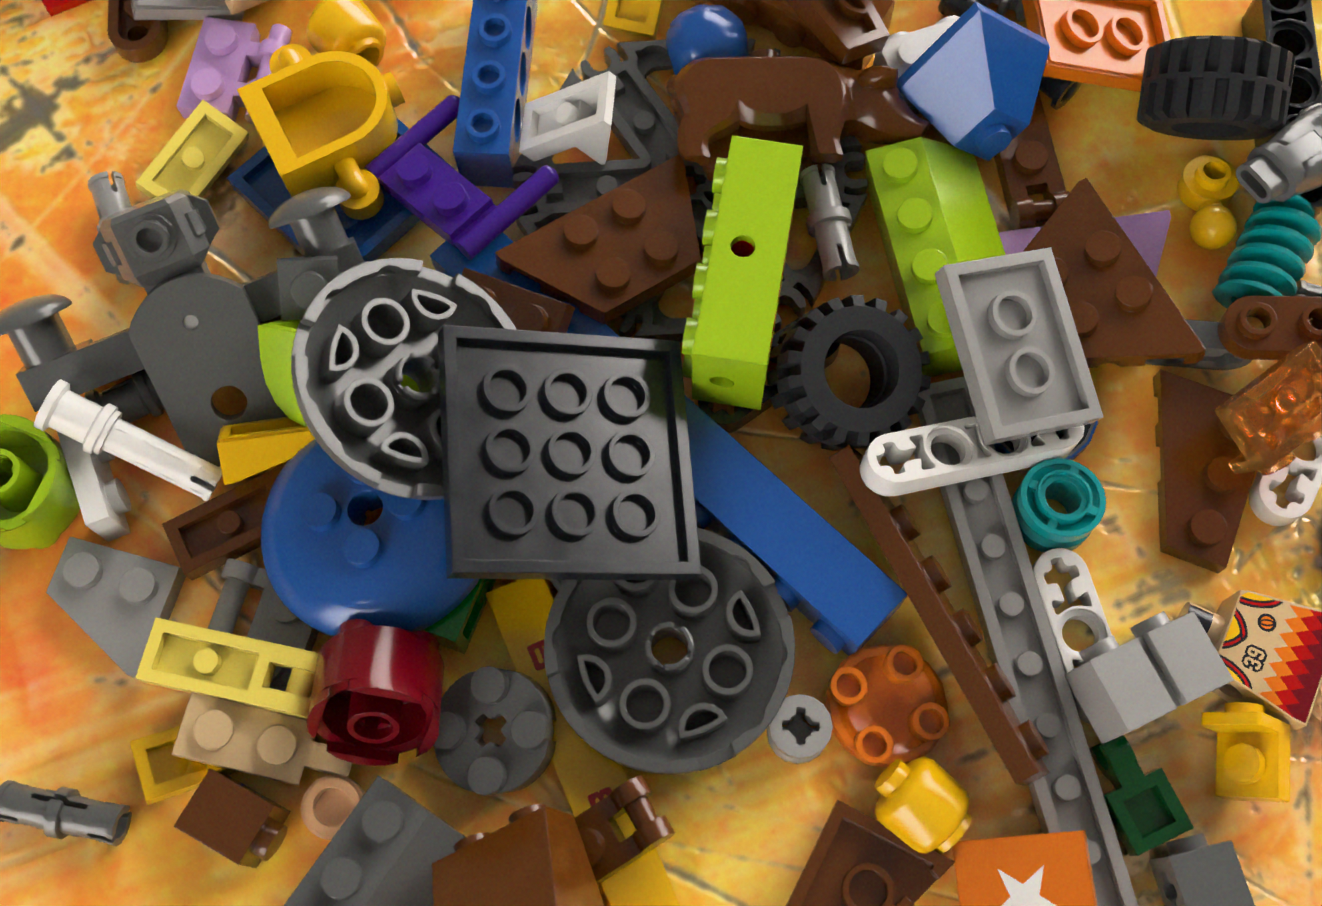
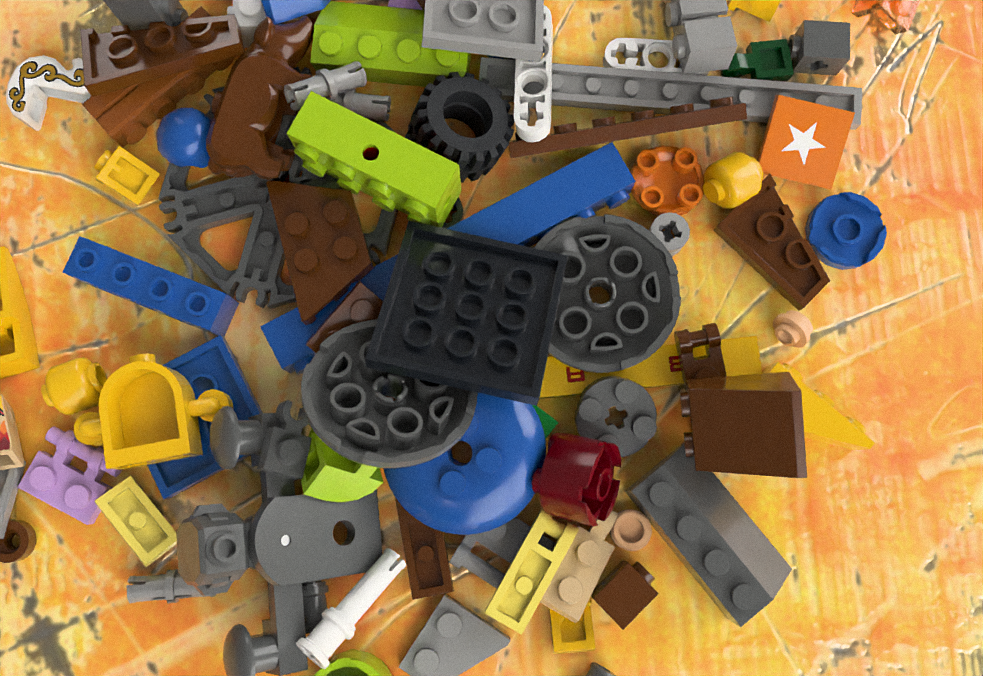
camera: 75 degrees left, 10 degrees up
(99, 495) = (378, 639): white plate -> none
(258, 446) = (382, 516): yellow slope -> none
(442, 195) = (239, 347): dark purple plate -> none
(570, 119) = (216, 242): white slope -> none
(834, 175) = (326, 84): none -> light grey pin
(1073, 488) = (579, 24): teal wheel -> none

